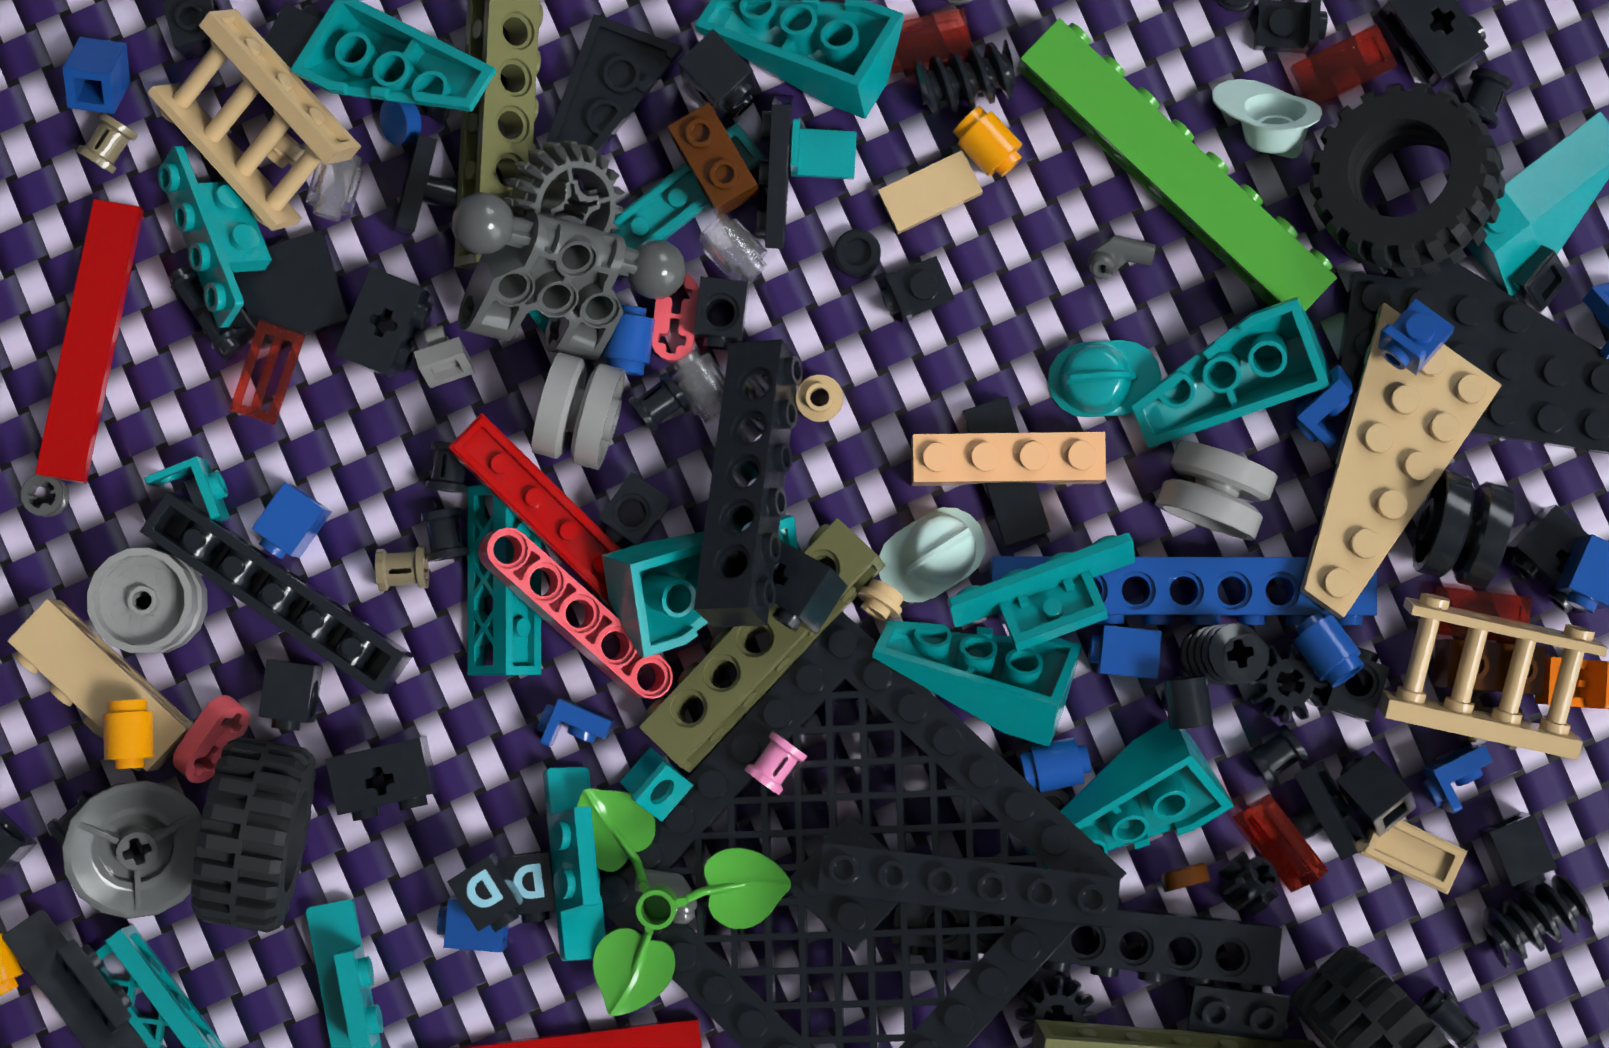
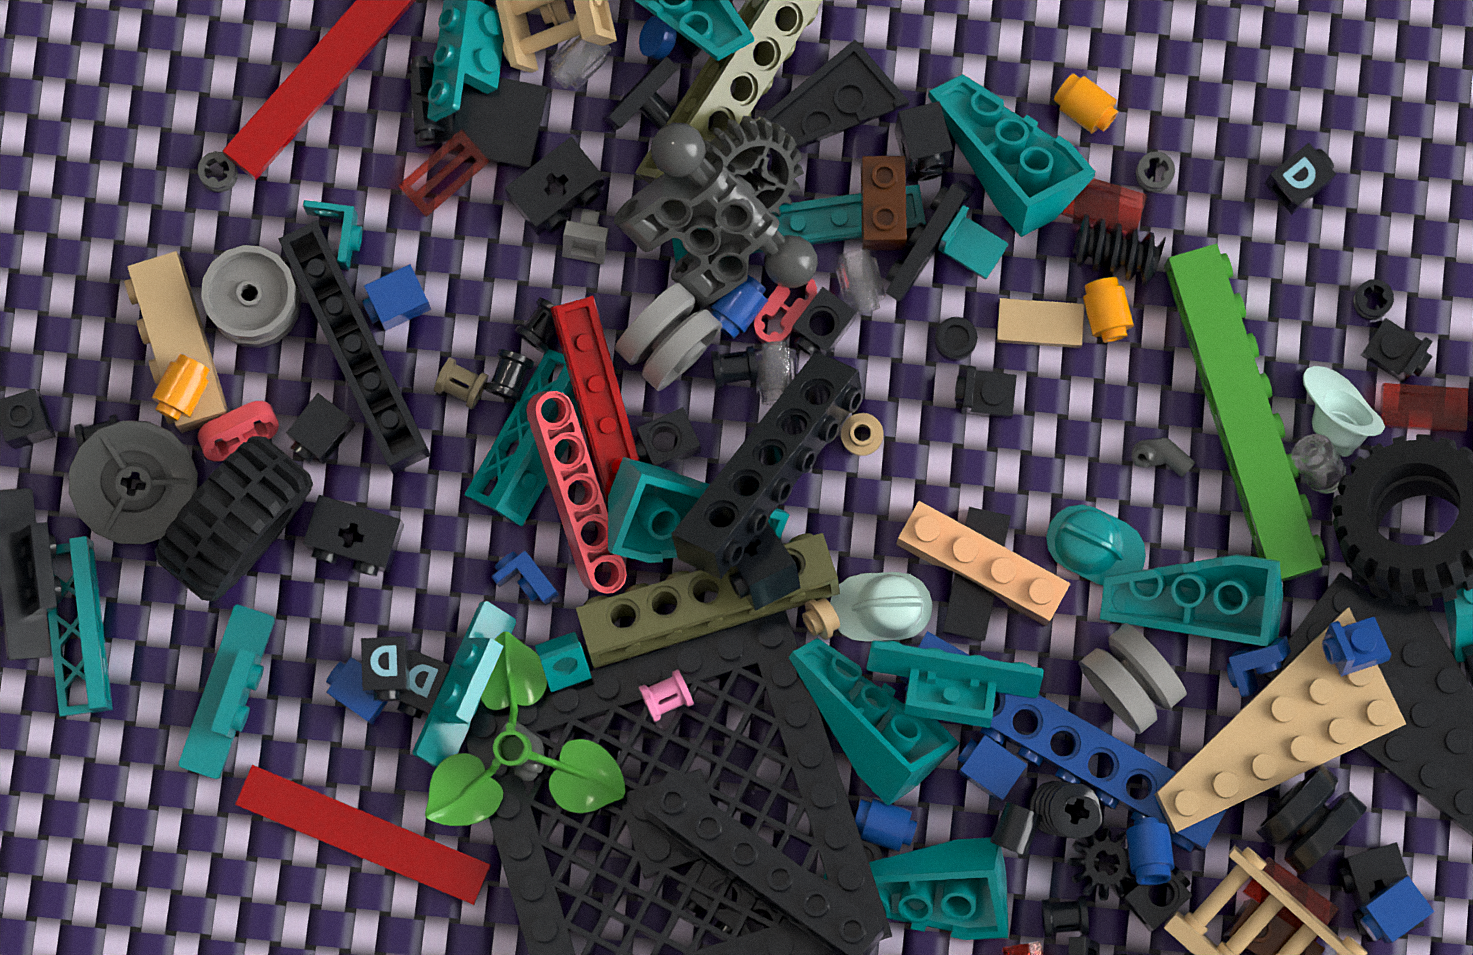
camera: 25 degrees right, 5 degrees down
(1276, 178) = (1318, 463): none -> clear brick

